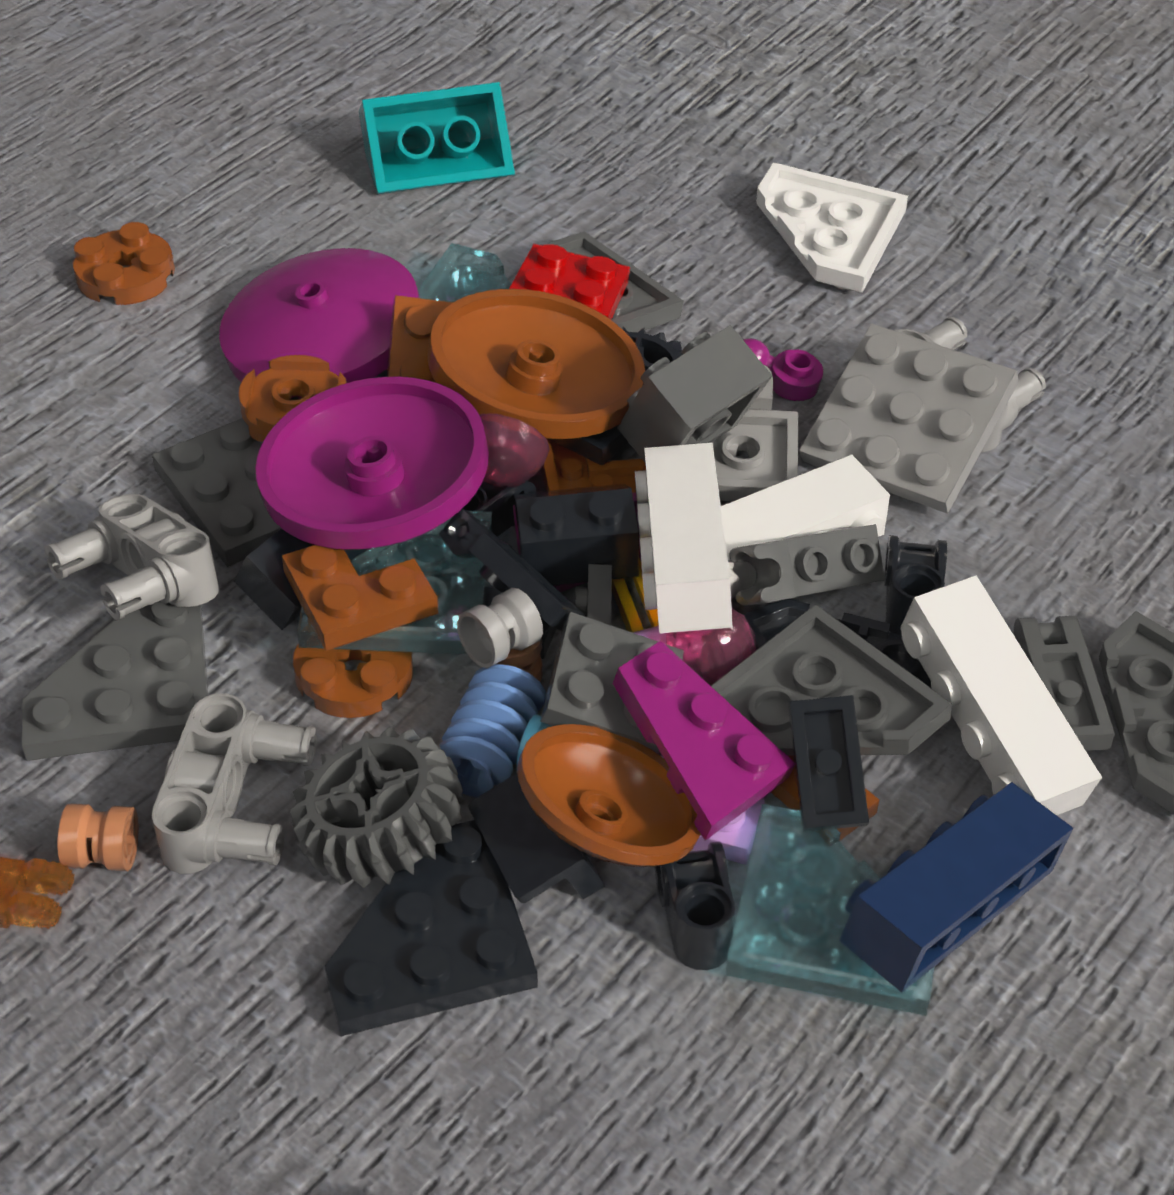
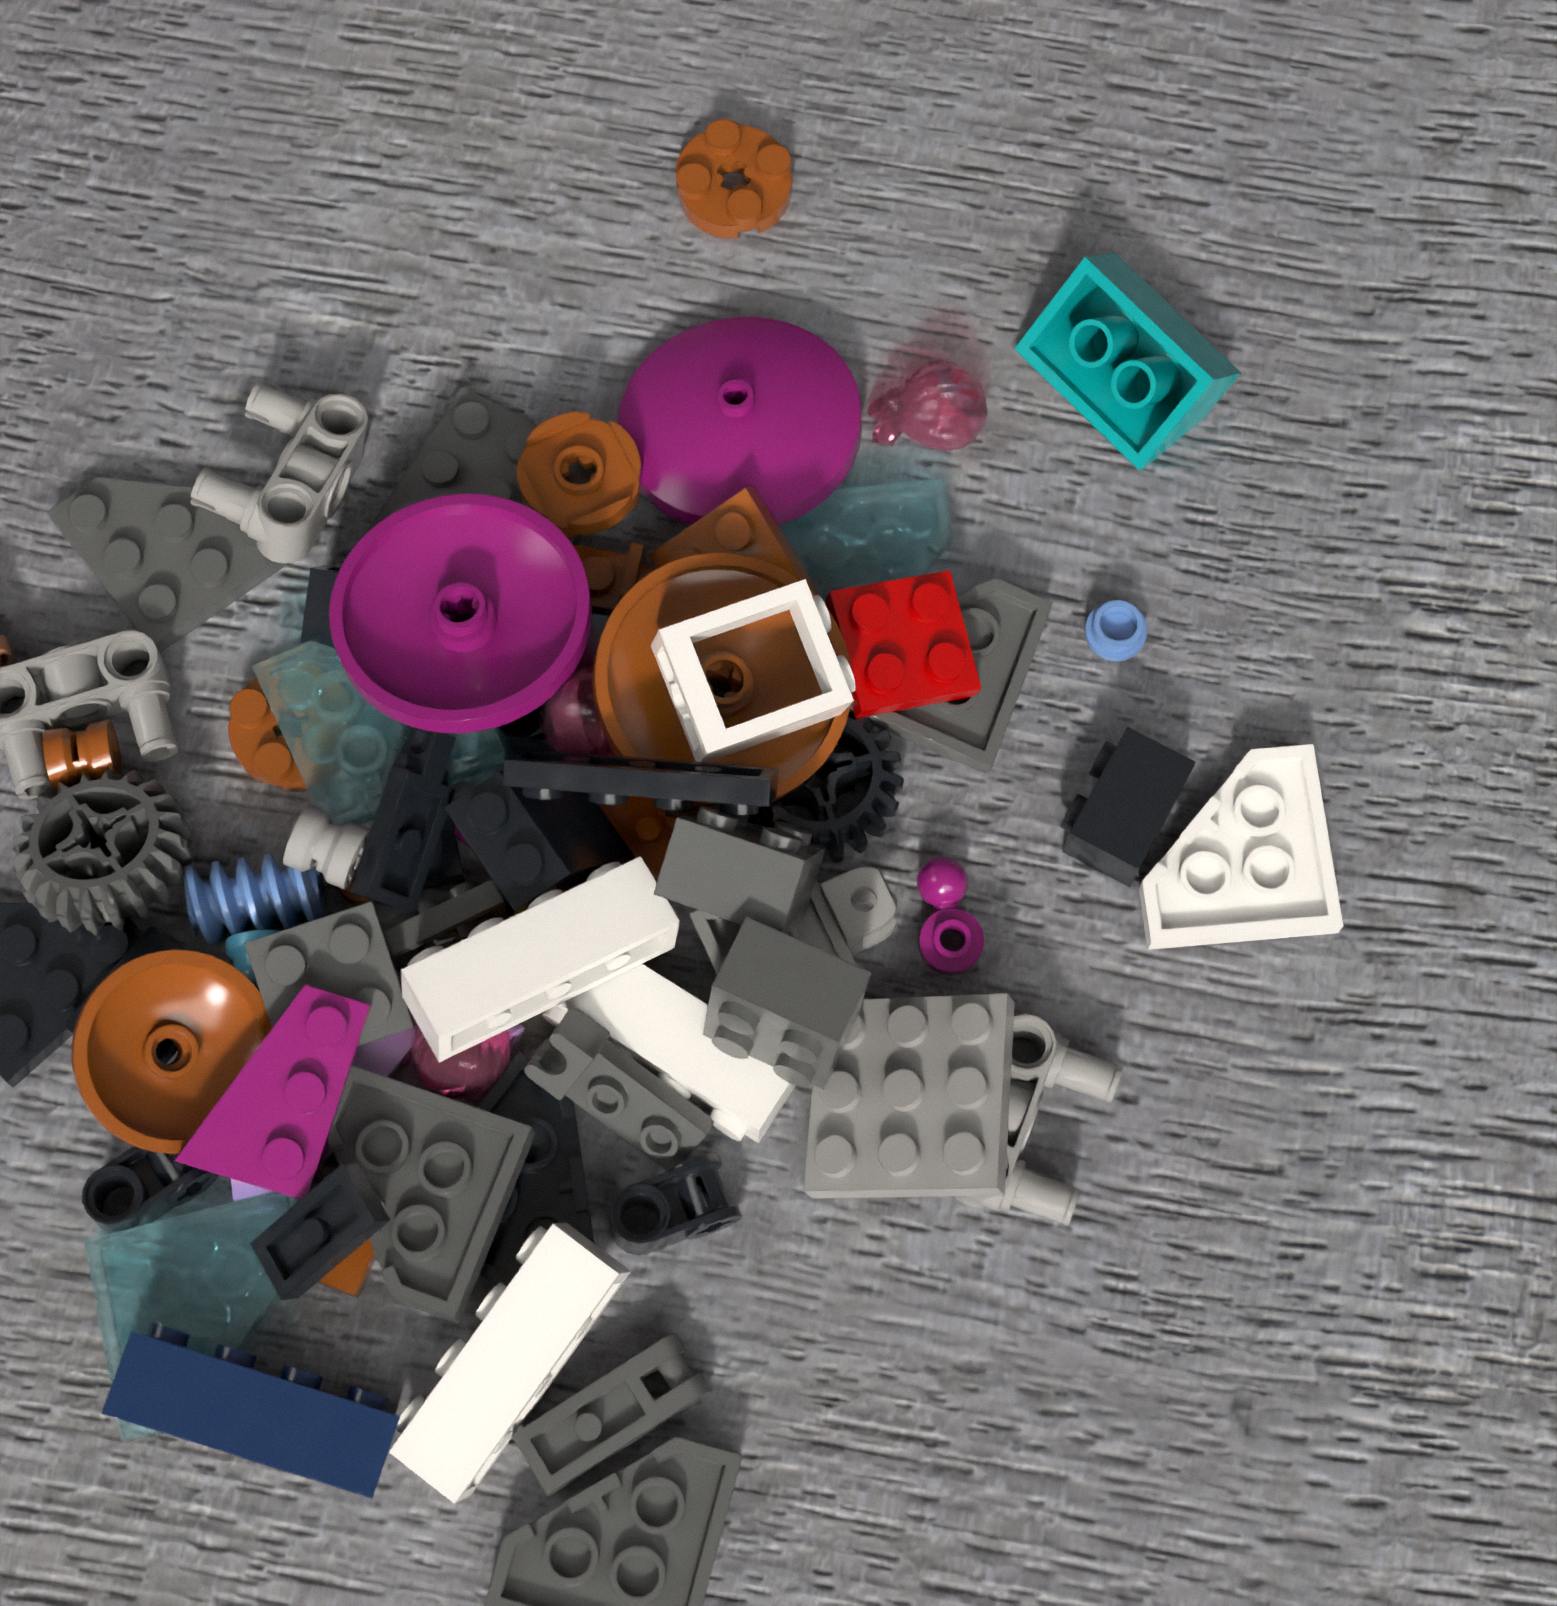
camera: 60 degrees right, 25 degrees up
(271, 793) = (88, 751): none -> dark orange wheel
(355, 606) = (298, 697): dark orange plate -> none
(393, 225) = (934, 406): none -> clear pink piece
(573, 354) = (693, 696): none -> white window
(580, 422) = (614, 778): none -> black plate
(623, 218) = (1116, 630): none -> medium blue plate
(758, 254) = (1127, 805): none -> black brick
(816, 410) = (784, 1004): none -> dark grey brick

